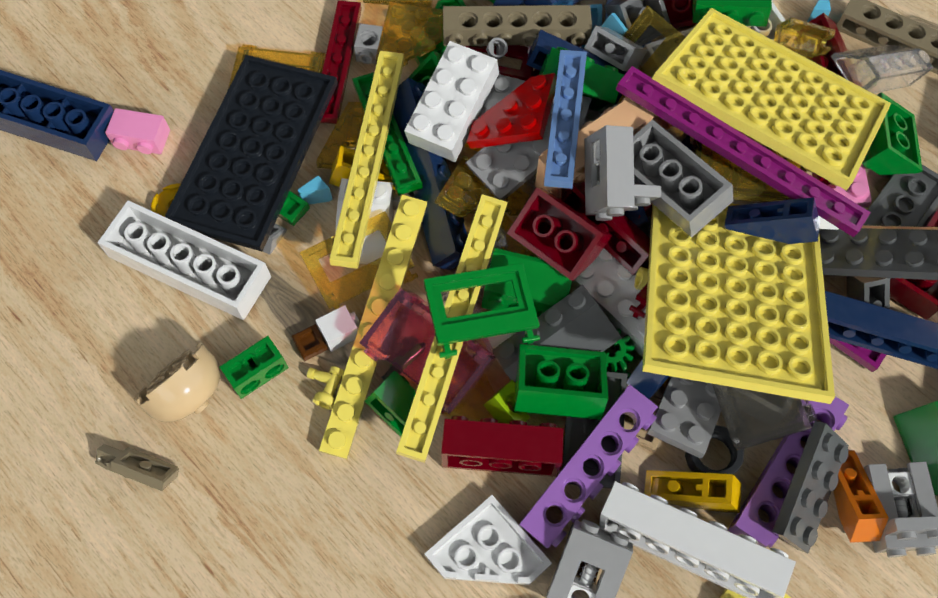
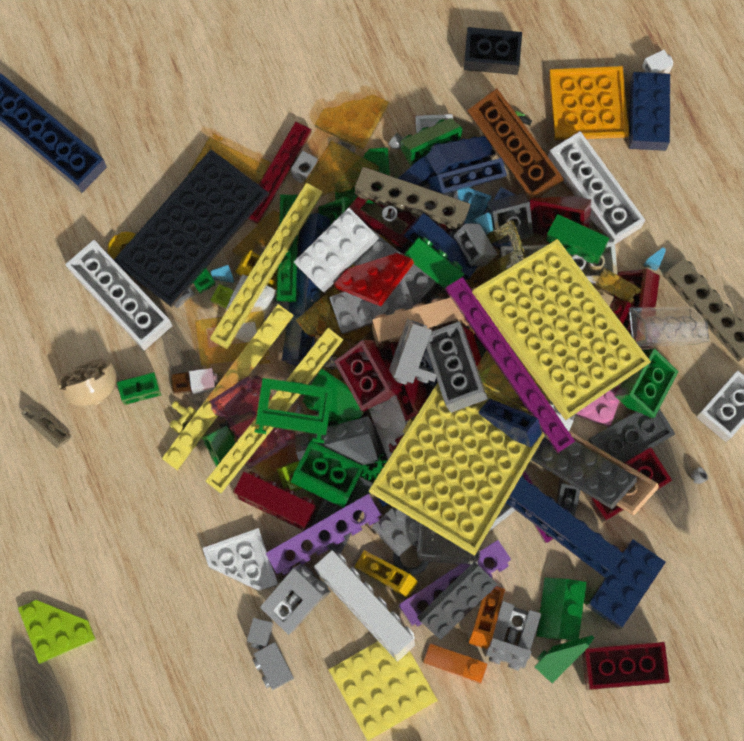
camera: 20 degrees right, 10 degrees up
(138, 131) = (116, 181): bright pink brick -> none
(323, 218) = (222, 296): none -> lime plate
(565, 120) = (401, 297): medium blue plate -> none
(849, 579) = (455, 663): none -> orange slope

